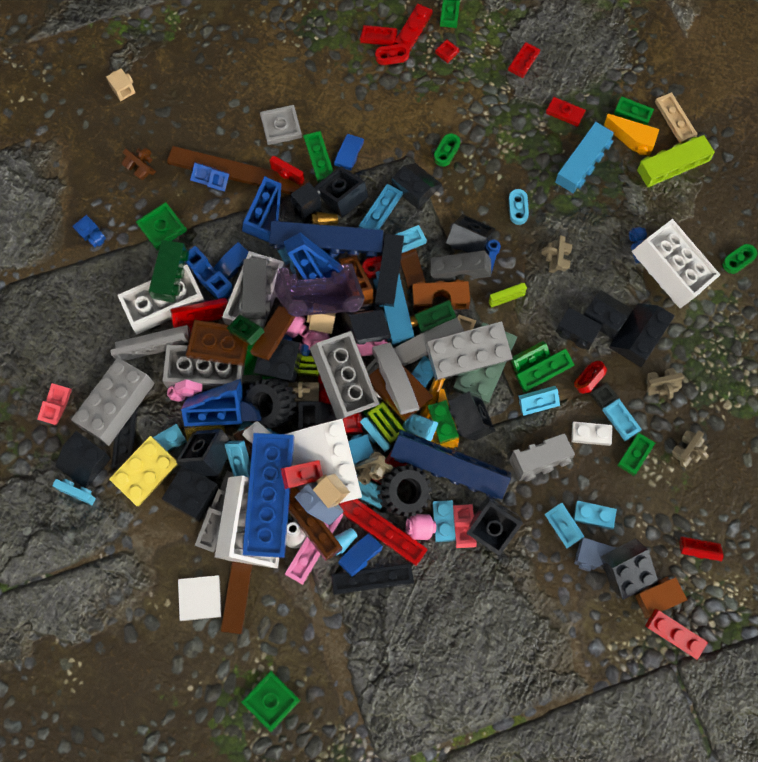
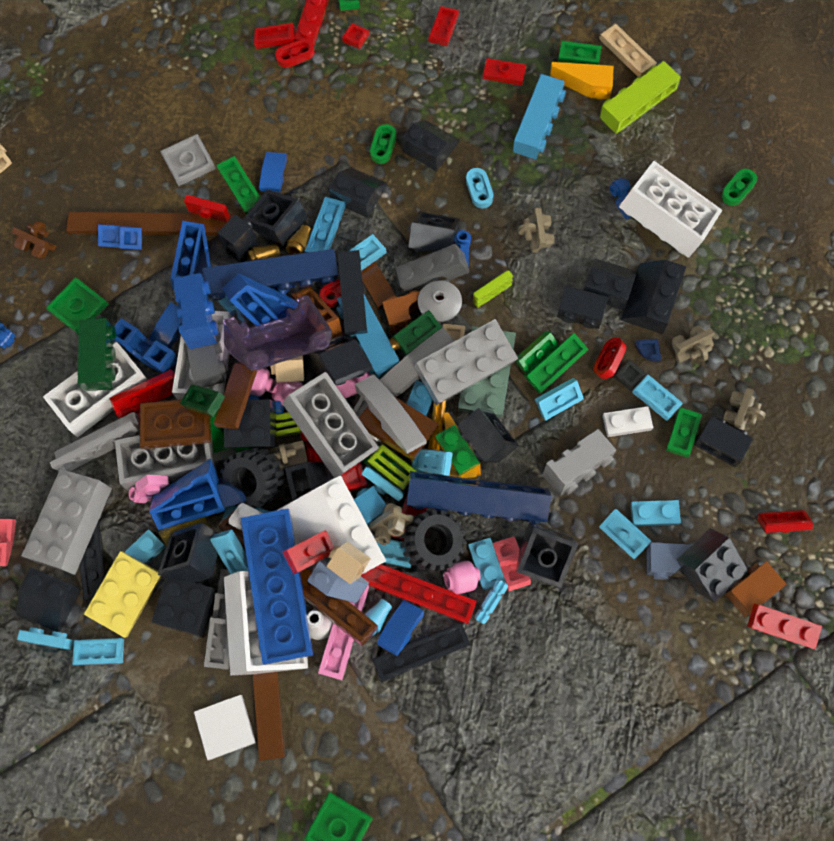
camera: 10 degrees left, 0 degrees up
(113, 512) = (98, 651): none -> medium azure plate
(257, 255) = (195, 311): none -> blue wedge
(355, 216) = (299, 241): none -> pearl gold cone
(439, 552) = (491, 601): none -> medium azure axle
(464, 302) = (441, 309): none -> light grey dish
(485, 158) = (428, 144): none -> black slope
(626, 377) = (649, 349): none -> dark blue tile
(668, 469) = (724, 441): none -> black brick

